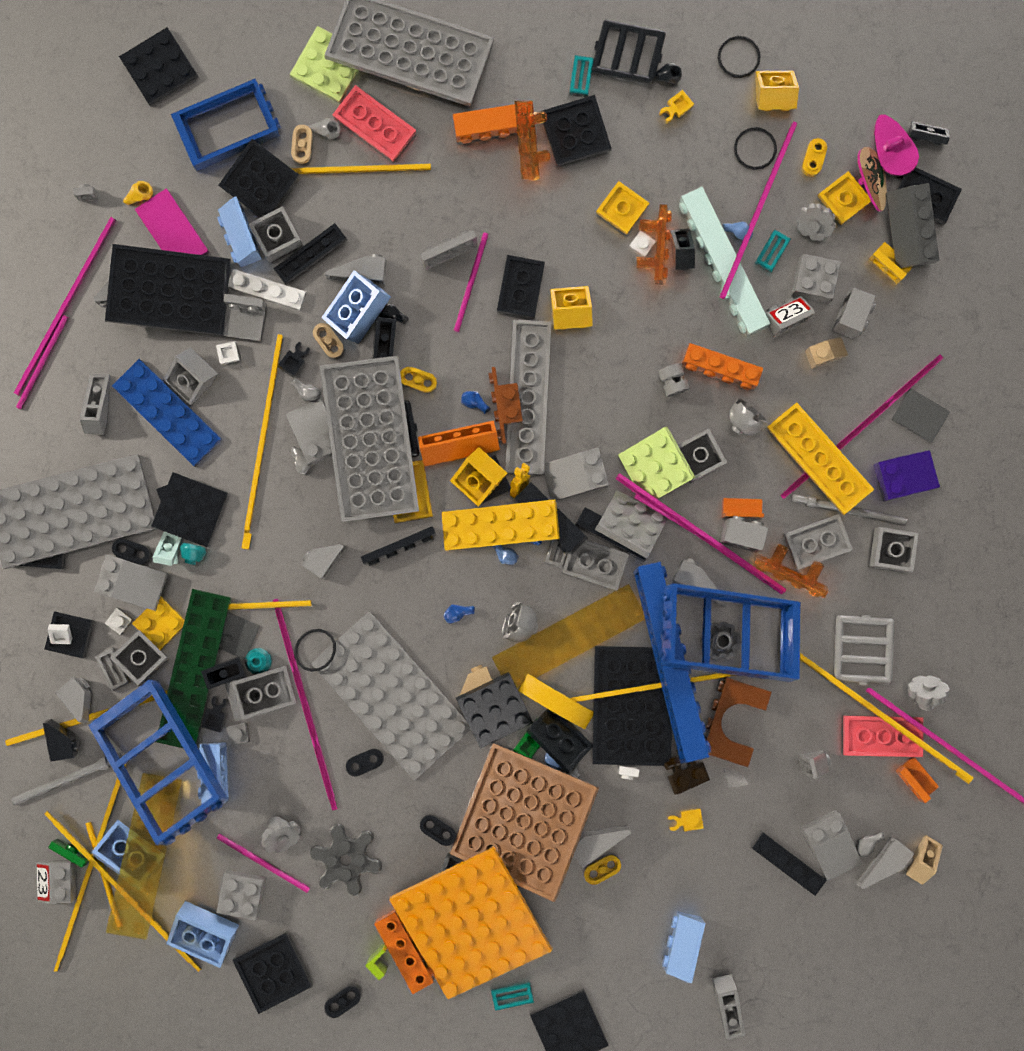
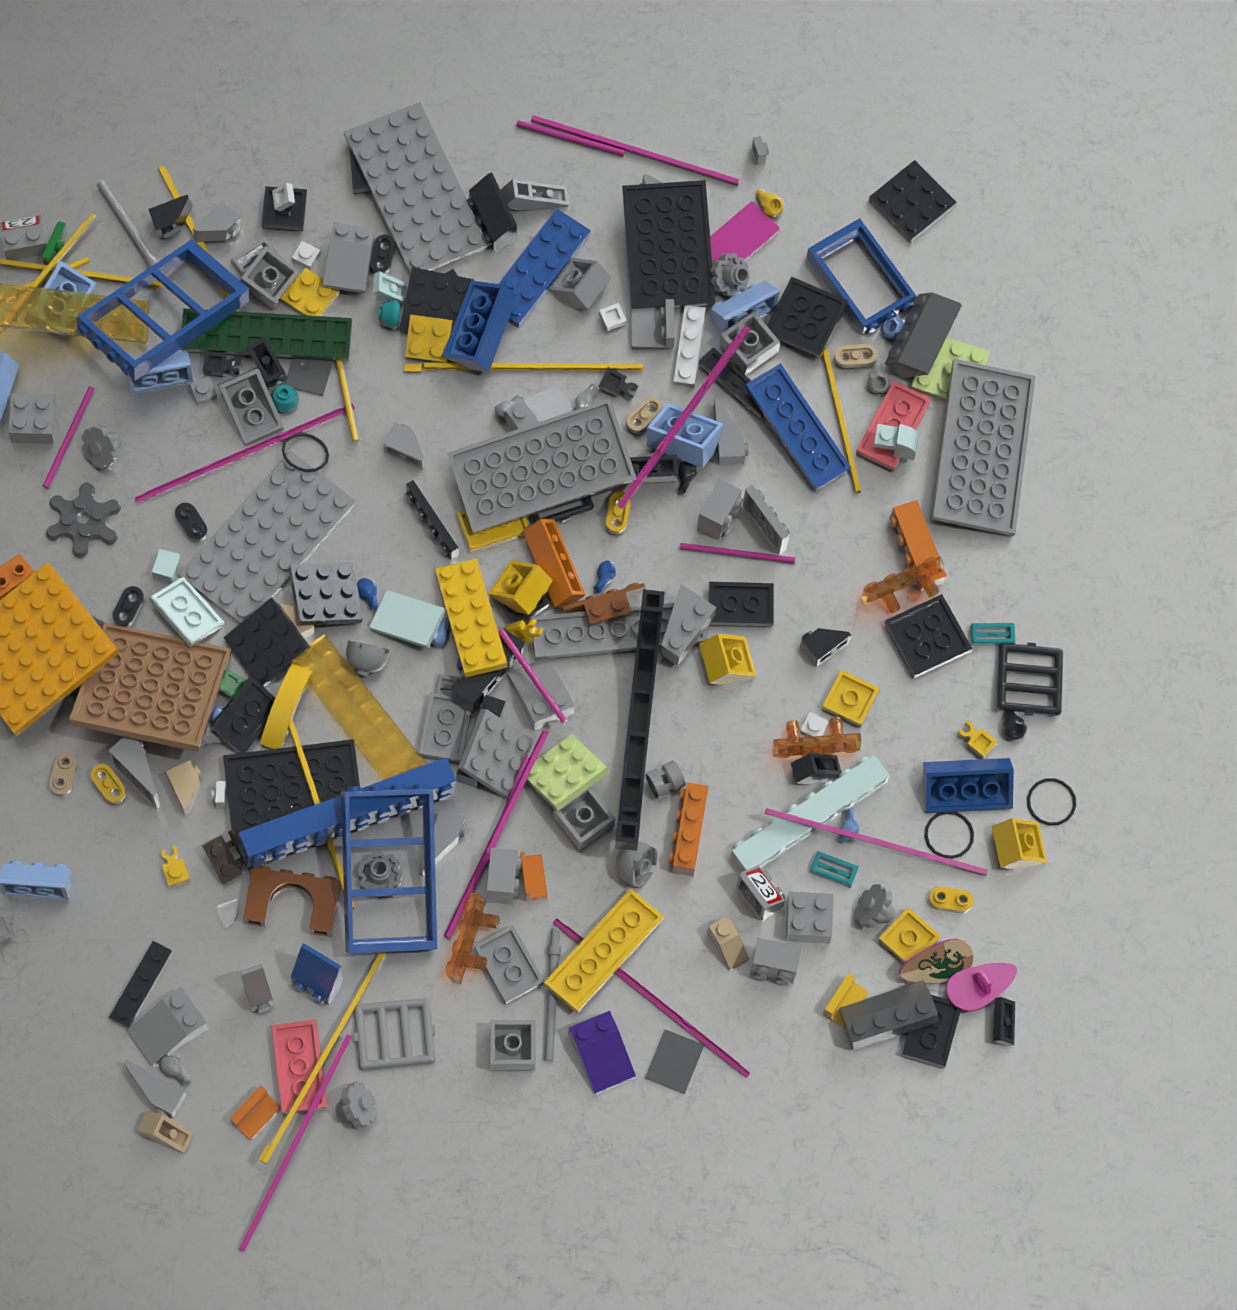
camera: 75 degrees right, 15 degrees down
(108, 444) = (493, 213): none -> black slope
(206, 239) = (730, 274): none -> light grey plant
(219, 473) = (480, 325): none -> blue slope
(222, 521) = (428, 338): none -> yellow plate
(280, 103) = (892, 327): none -> medium blue animal
(295, 78) = (922, 335): none -> dark grey slope
(343, 303) = (683, 417): none -> dark pink piece
(363, 206) = (798, 427): none -> blue plate
(394, 120) = (900, 439): none -> light aqua brick
(405, 791) = (165, 566): none -> light aqua panel
(433, 288) = (720, 509): none -> light grey brick
(451, 778) = (186, 611): none -> light aqua tile
(455, 651) = (325, 593): none -> plate
(490, 581) = (407, 619): none -> light aqua tile
(537, 336) = (686, 624): none -> light grey wedge
(566, 479) = (532, 675): none -> dark pink axle
(570, 223) = (823, 643): none -> black slope
(585, 908) = (63, 773): none -> tan plate
(614, 801) = (185, 784): none -> tan slope
(669, 407) = (639, 720): none -> black arch
(716, 122) = (968, 785): none -> blue slope
(809, 709) = (316, 975): none -> blue slope

